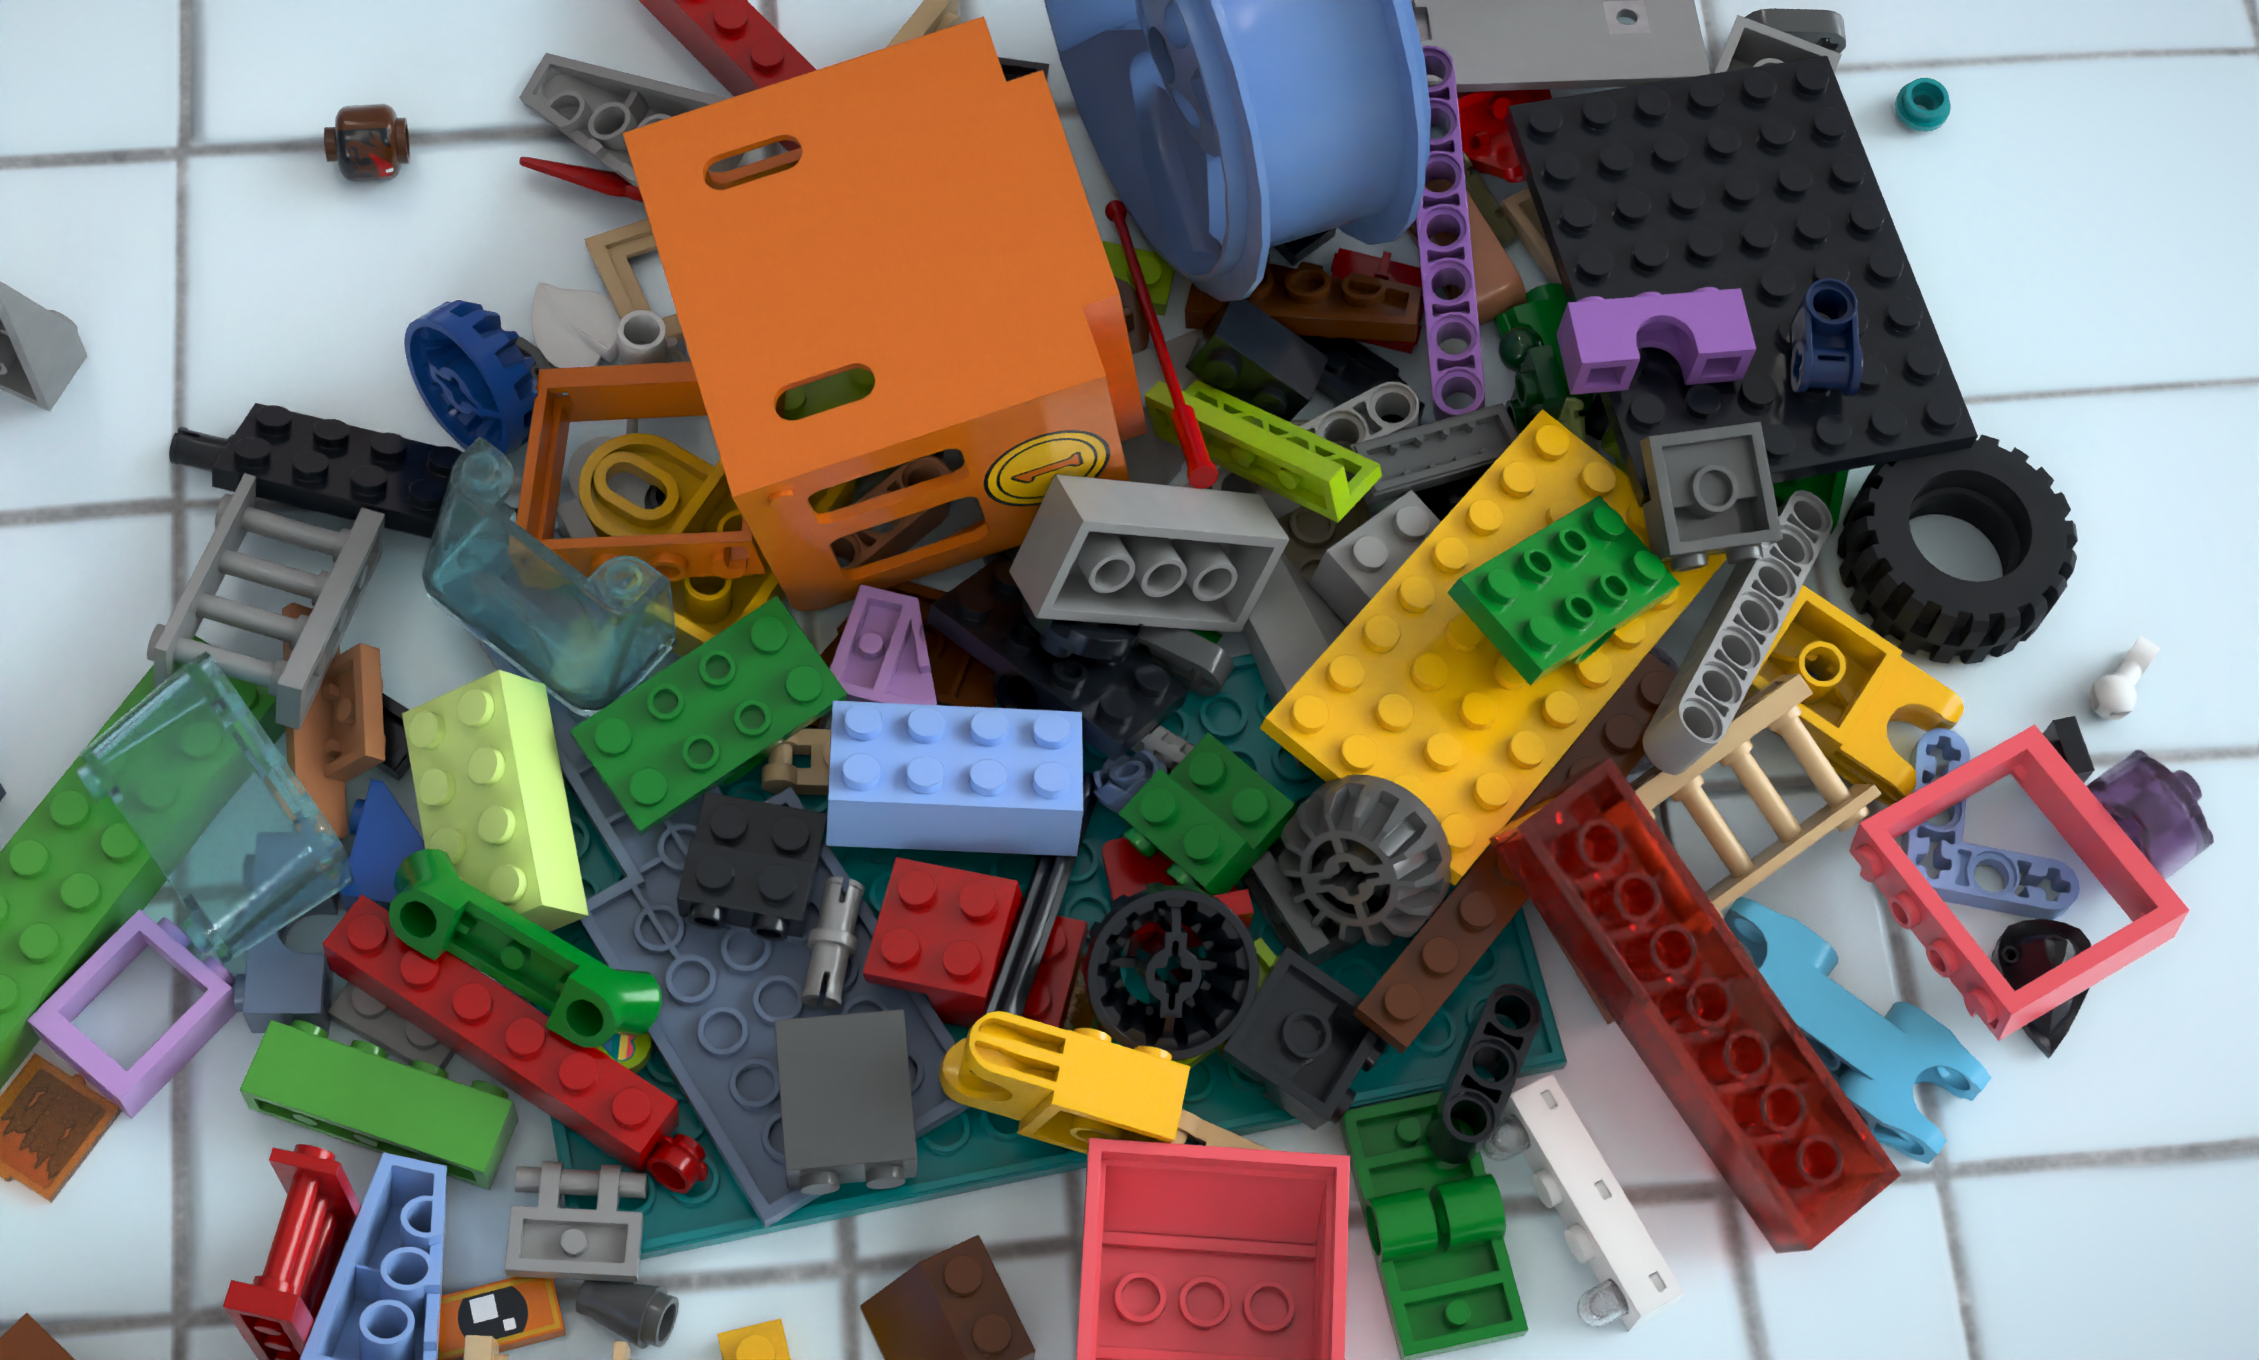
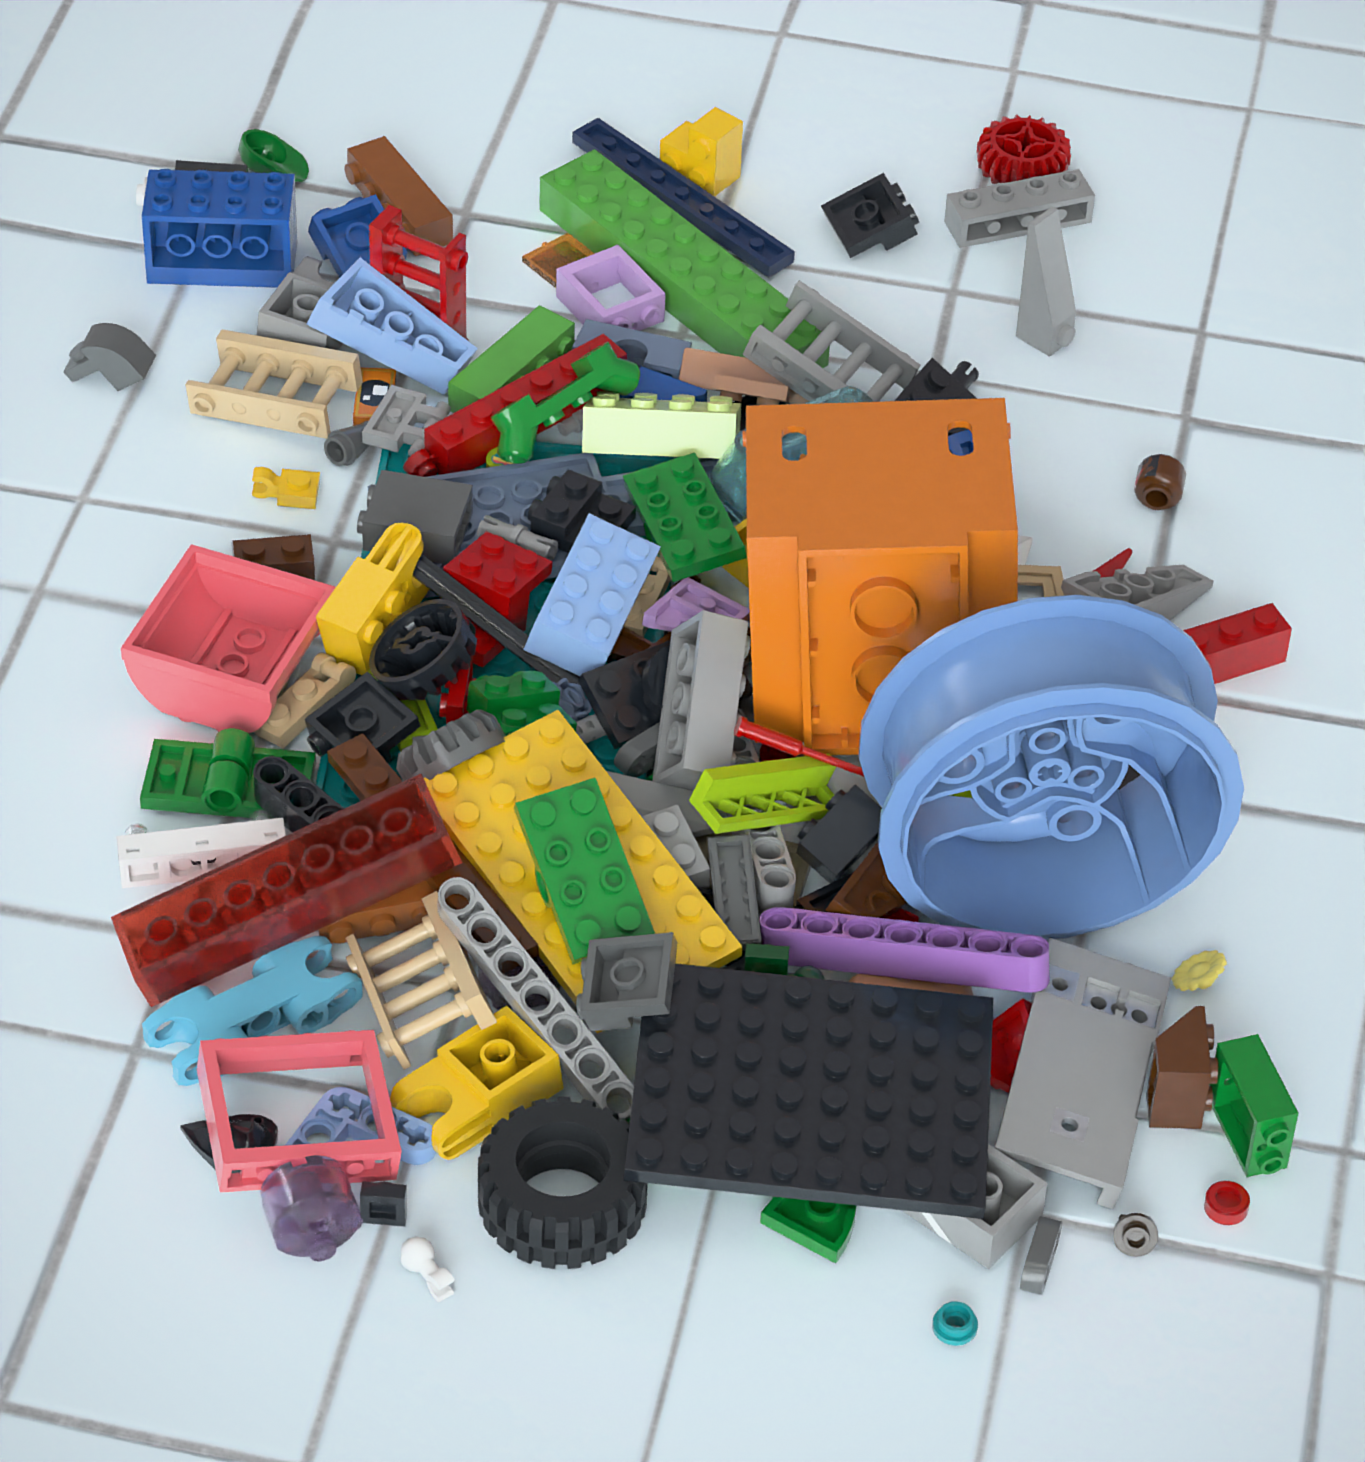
camera: 115 degrees right, 20 degrees down
(217, 810) = (696, 297): clear light blue windscreen -> none
(1700, 329) = (749, 1007): medium lavender arch -> none
(1823, 349) = (722, 1077): dark blue piece -> none

